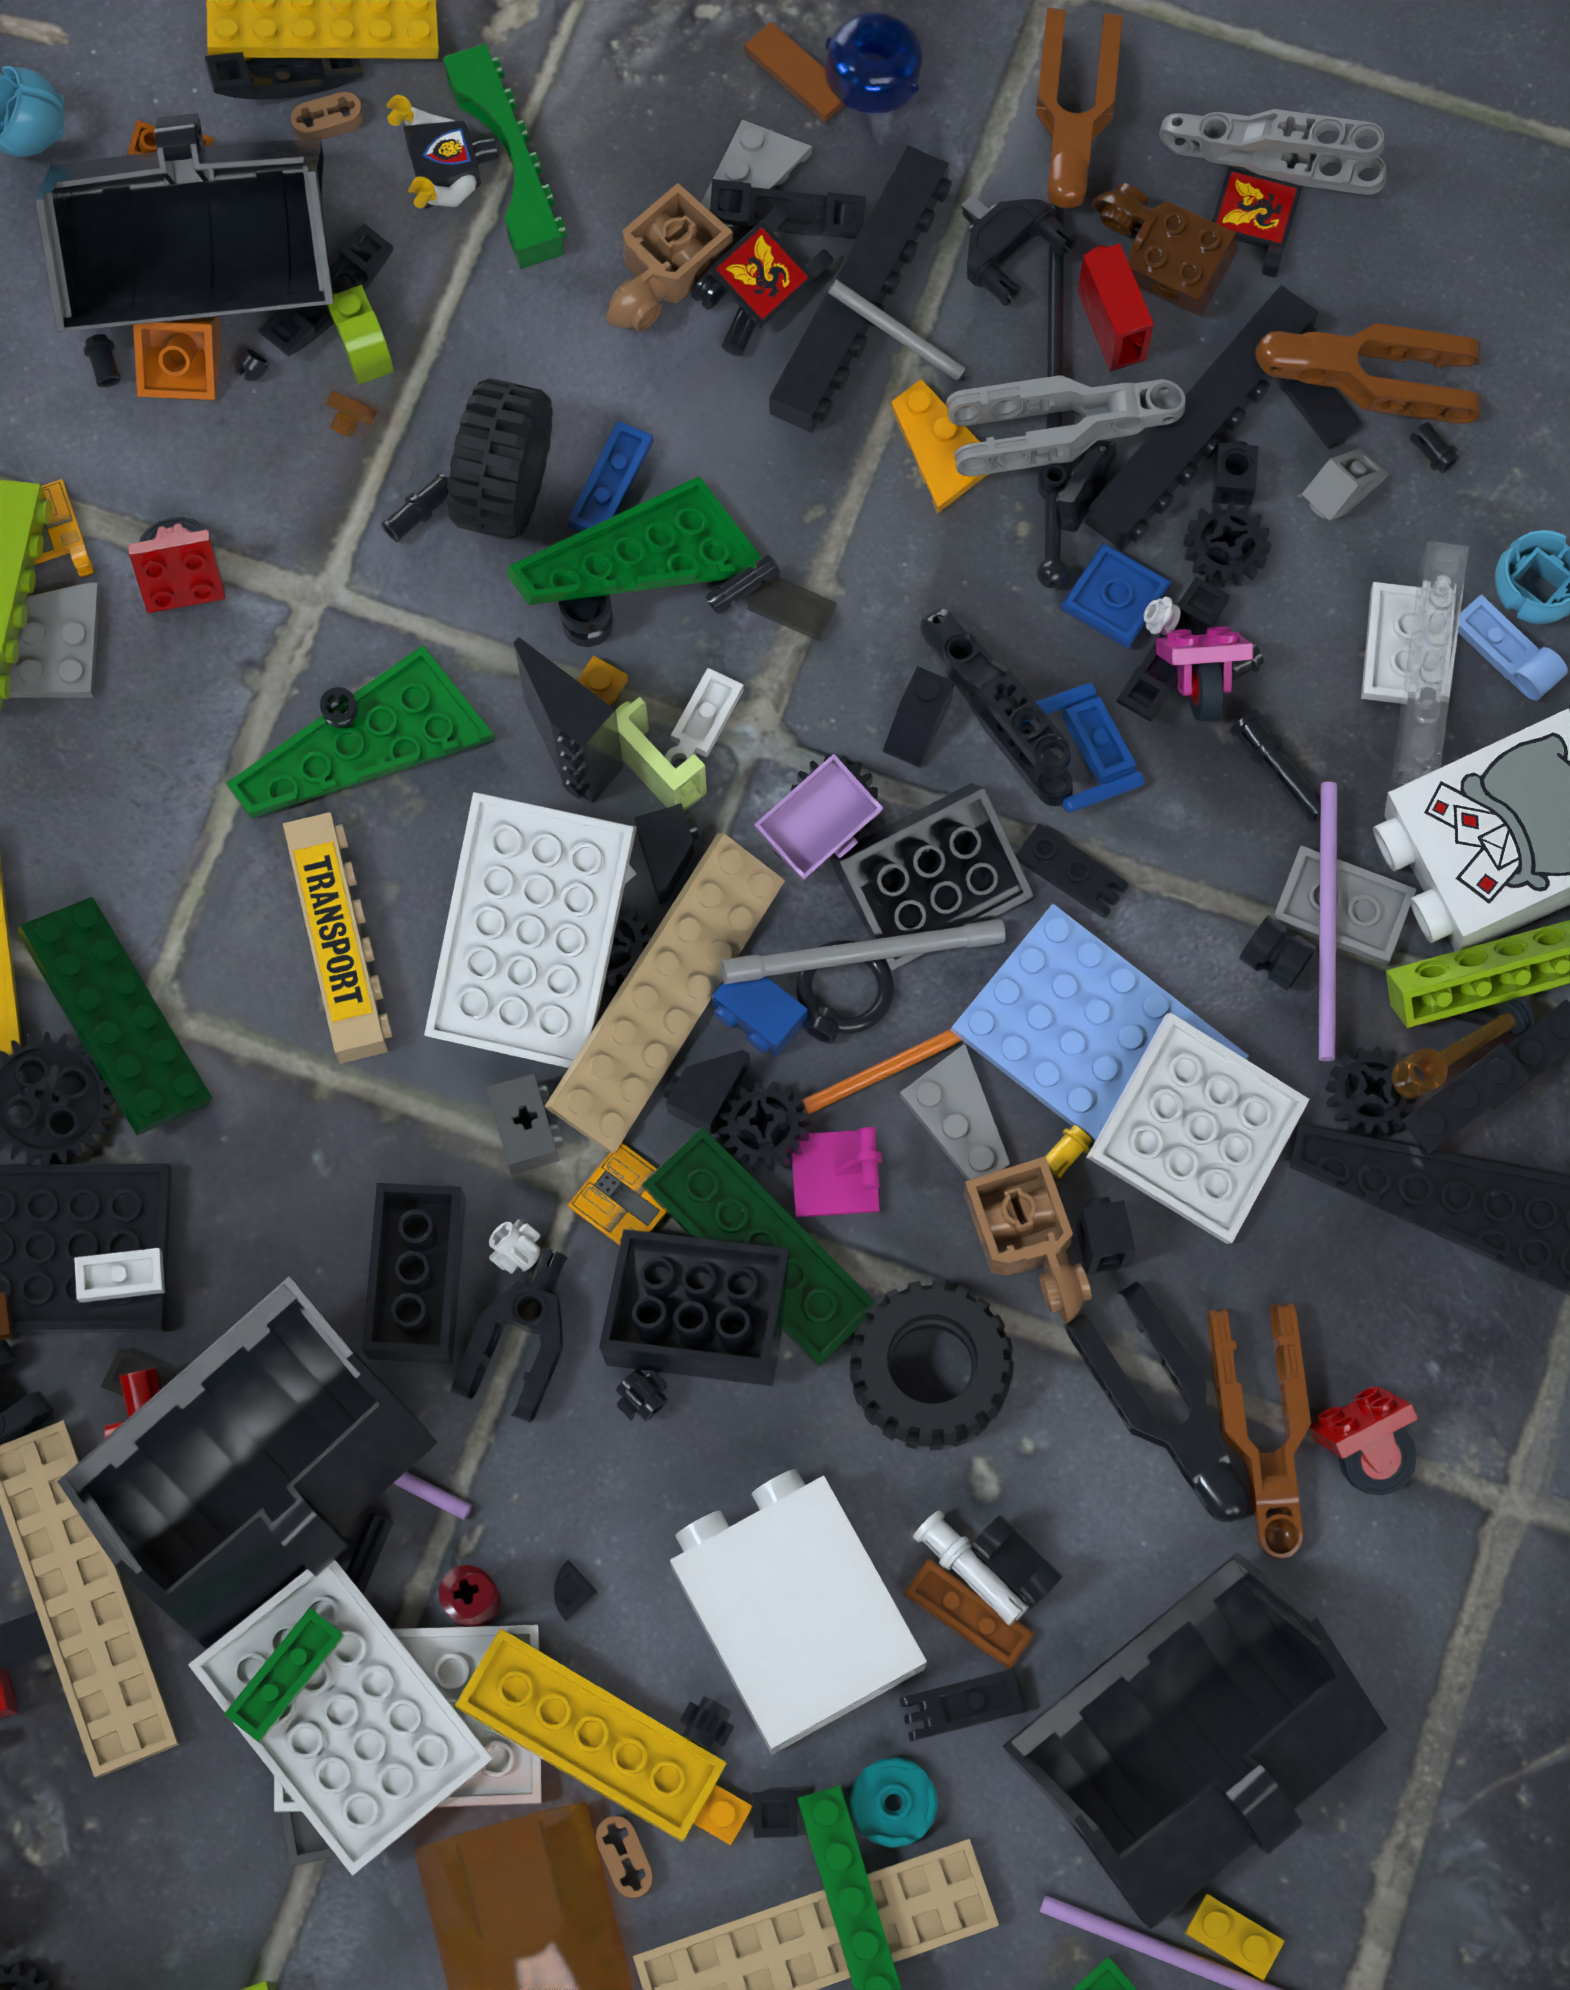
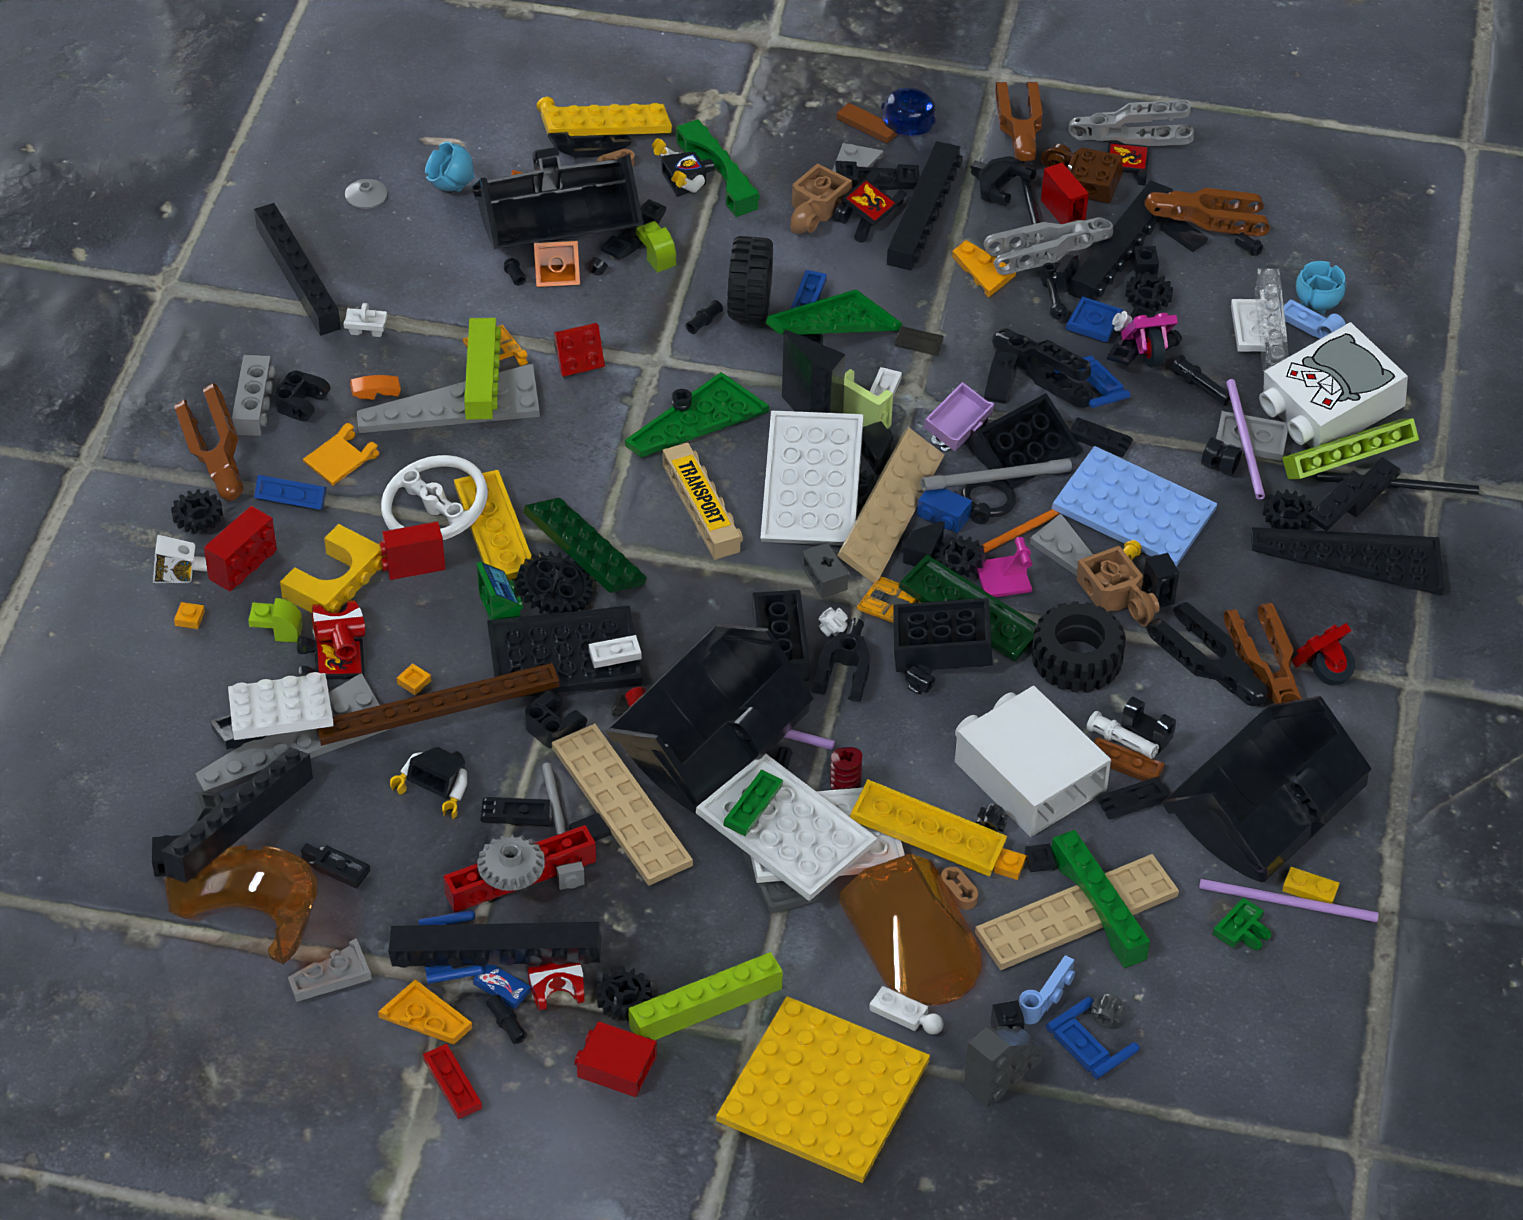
camera: 10 degrees left, 25 degrees down
(349, 414) = (657, 278): clear orange tile -> none
(571, 1591) = (900, 774): black tile -> none
(743, 584) = (891, 331): black axle -> none
(896, 330) = (949, 216): light grey bar -> none
(897, 1778) = (1114, 840): teal plate -> none
(1198, 1128) = (1199, 530): white plate -> none
(1343, 484) = (1204, 262): light grey slope -> none
(1514, 1016) = (1315, 485): clear orange piece -> none

